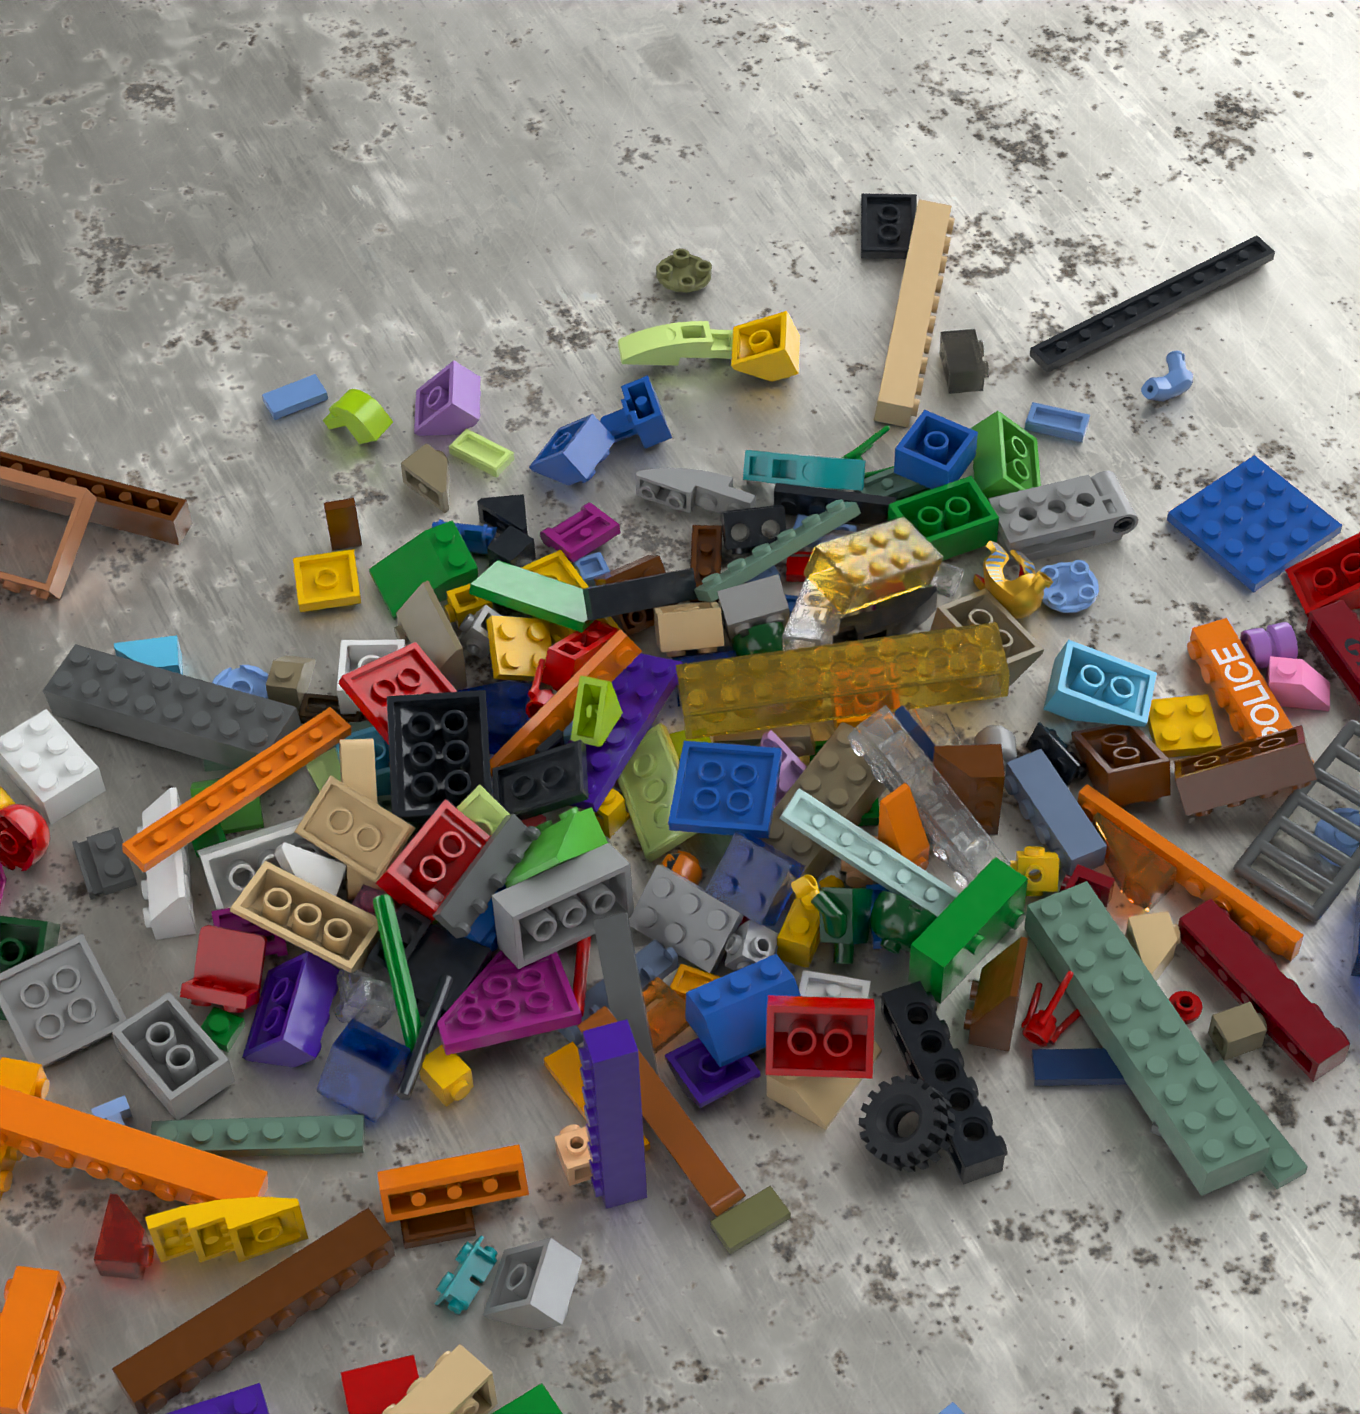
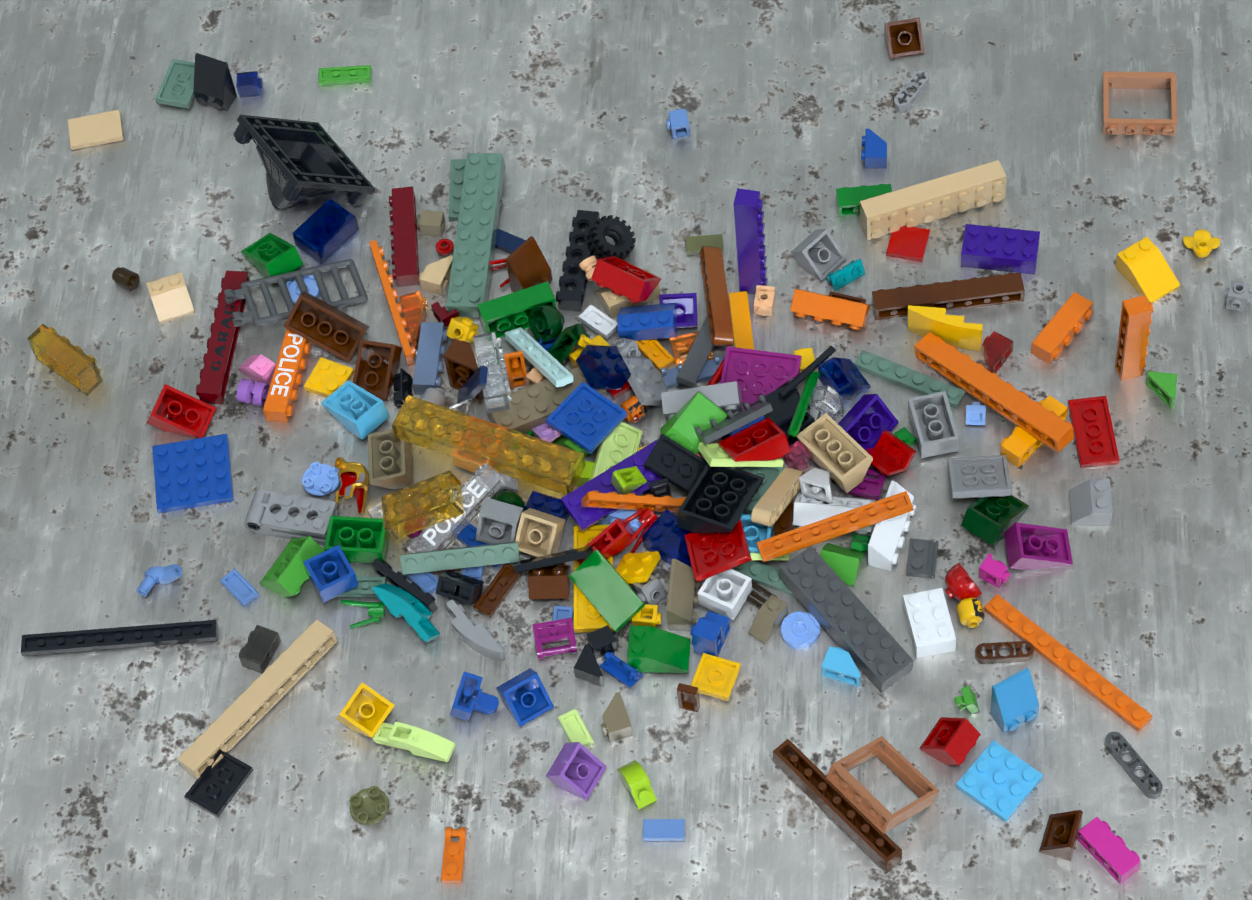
camera: 145 degrees left, 5 degrees up
(354, 829) = (786, 481): tan tile -> none
(360, 605) = (710, 633): none -> blue brick
(542, 271) = (454, 855): none -> orange plate
(897, 1044) = (588, 265): none -> light nougat wheel

